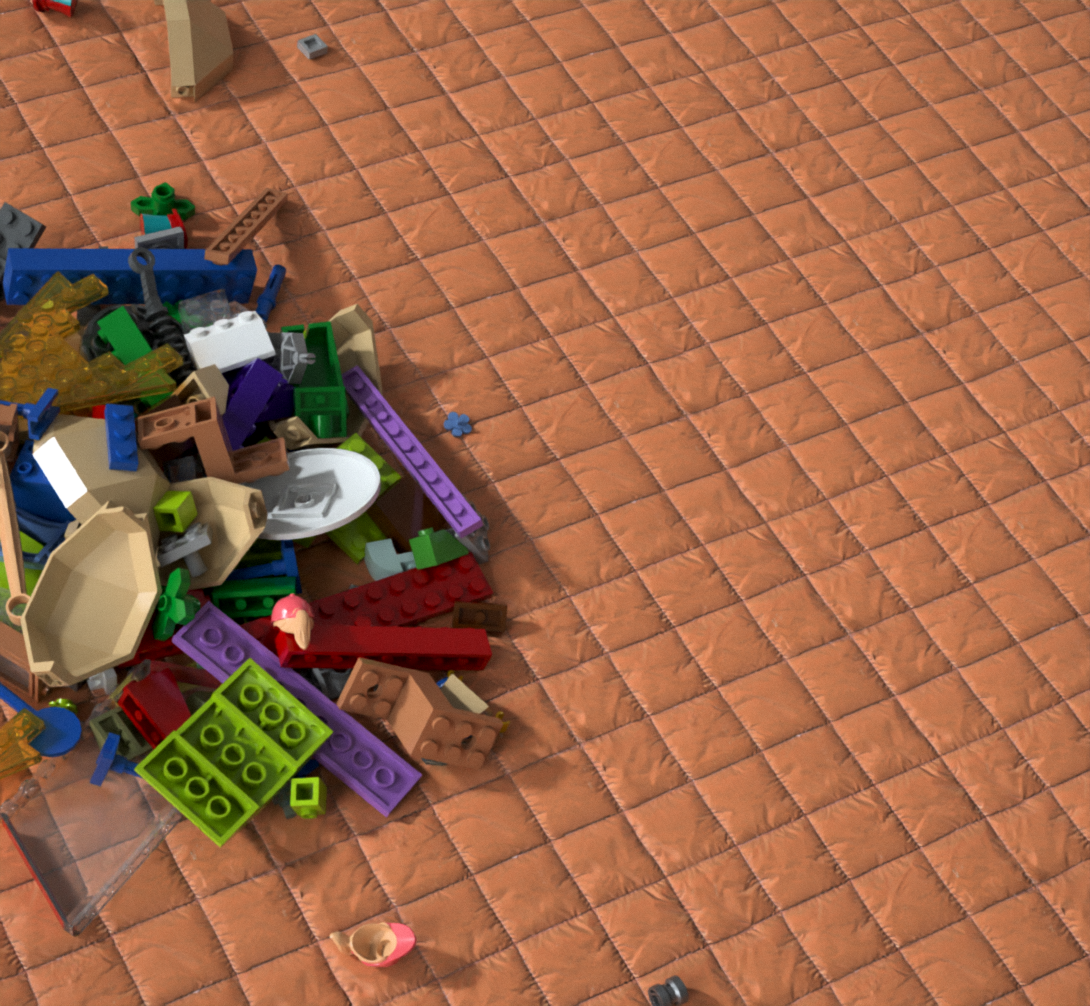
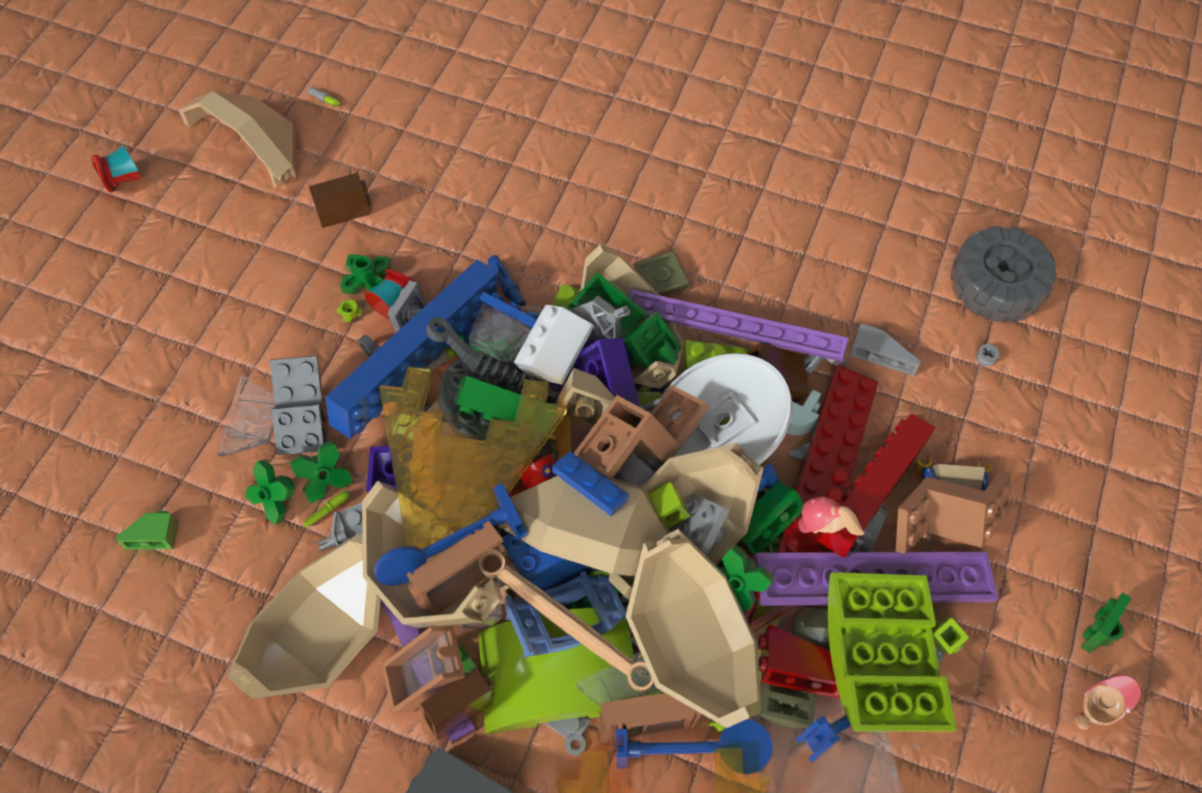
camera: 30 degrees left, 10 degrees up
(120, 224) = (349, 305): none -> lime plate
(203, 136) = (340, 199): none -> reddish brown brick
(231, 293) = (511, 310): none -> blue plate
(245, 227) = (453, 246): nougat plate -> none
(288, 53) = (323, 96): none -> piece
(312, 46) = (335, 79): light grey plate -> none
(407, 381) = (663, 273): none -> olive plate
(435, 548) = (827, 383): bright green slope -> none
(452, 890) = (1106, 623): none -> green plate
(459, 425) = (722, 280): medium blue plant -> none
(479, 616) = (890, 406): reddish brown plate -> none
(523, 565) = (881, 349): none -> light grey slope
(626, 643) = (987, 360): none -> light grey bush
(712, 597) = (1003, 274): none -> dark grey wheel

